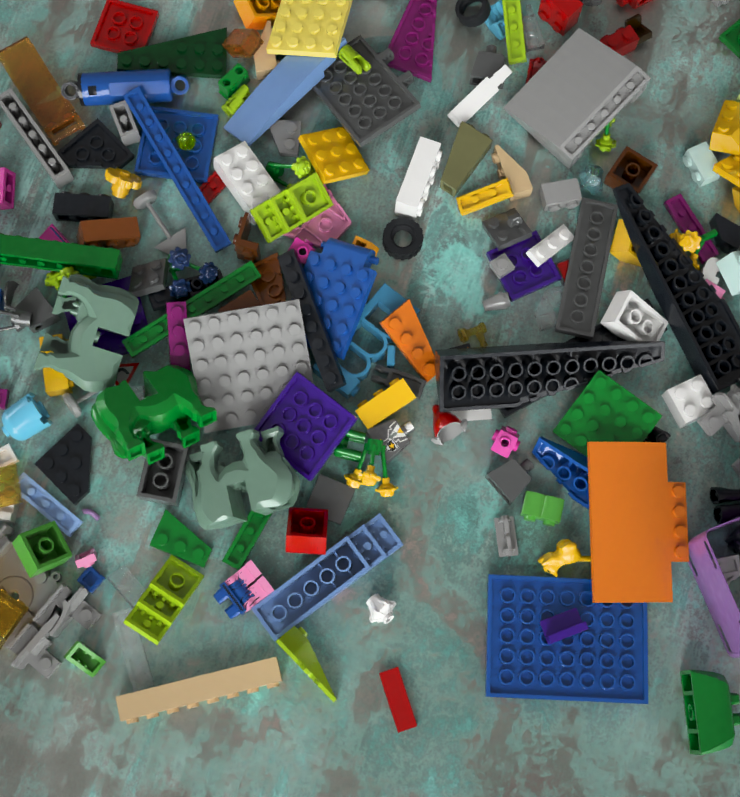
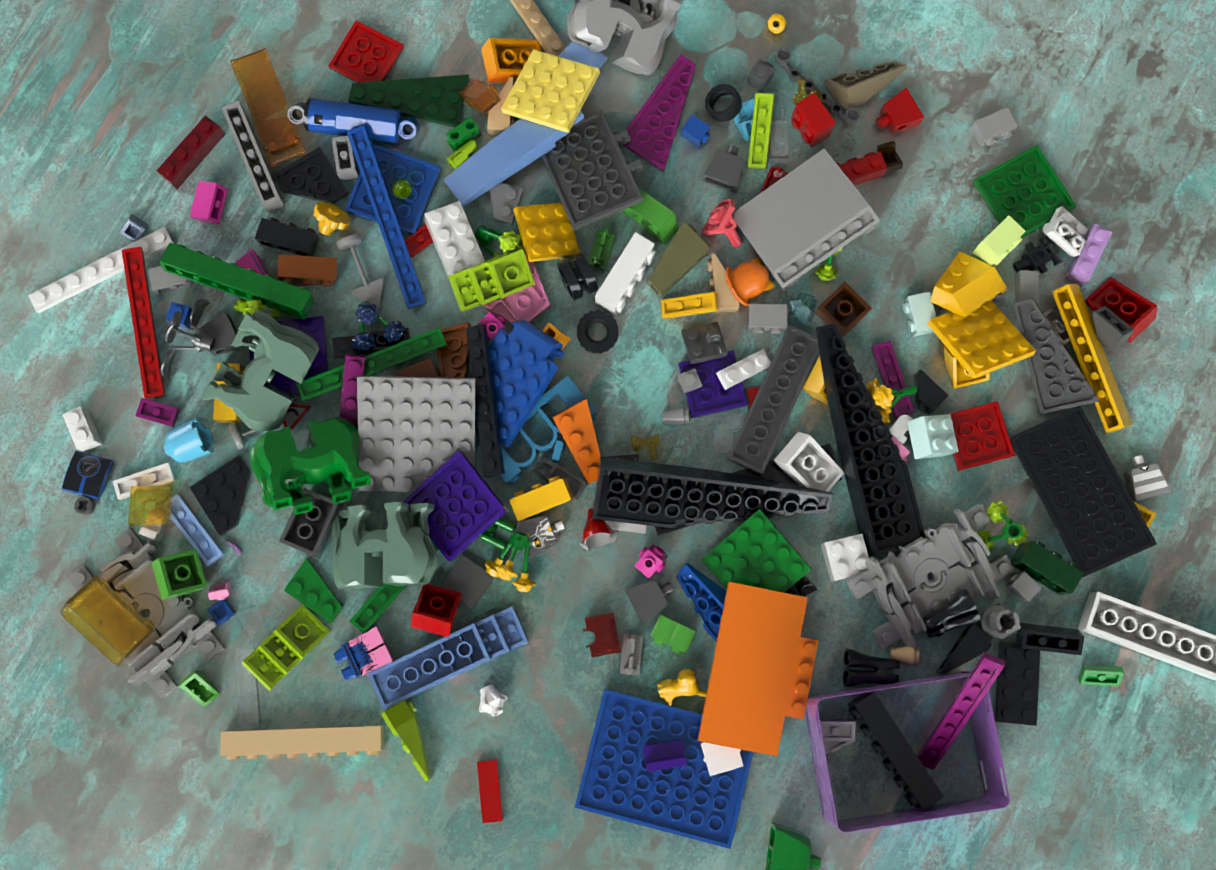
camera: 15 degrees right, 5 degrees up
(149, 277) = (335, 324): dark grey plate -> none
(246, 249) = (439, 316): reddish brown bracket -> none
(353, 59) = (587, 136): lime hinge -> none
(373, 189) = (577, 276): none -> black wheel
(388, 161) = (601, 248): none -> bright green hinge
(432, 123) = (654, 218): none -> bright green wedge
(452, 39) = (696, 131): none -> blue brick
(476, 520) = (605, 635): none -> clear red piece
(479, 96) = (708, 198): white piece -> none
(498, 115) = (723, 223): none -> coral piece
(536, 163) = (748, 280): none -> orange hair
(617, 616) = (720, 758): none -> white piece

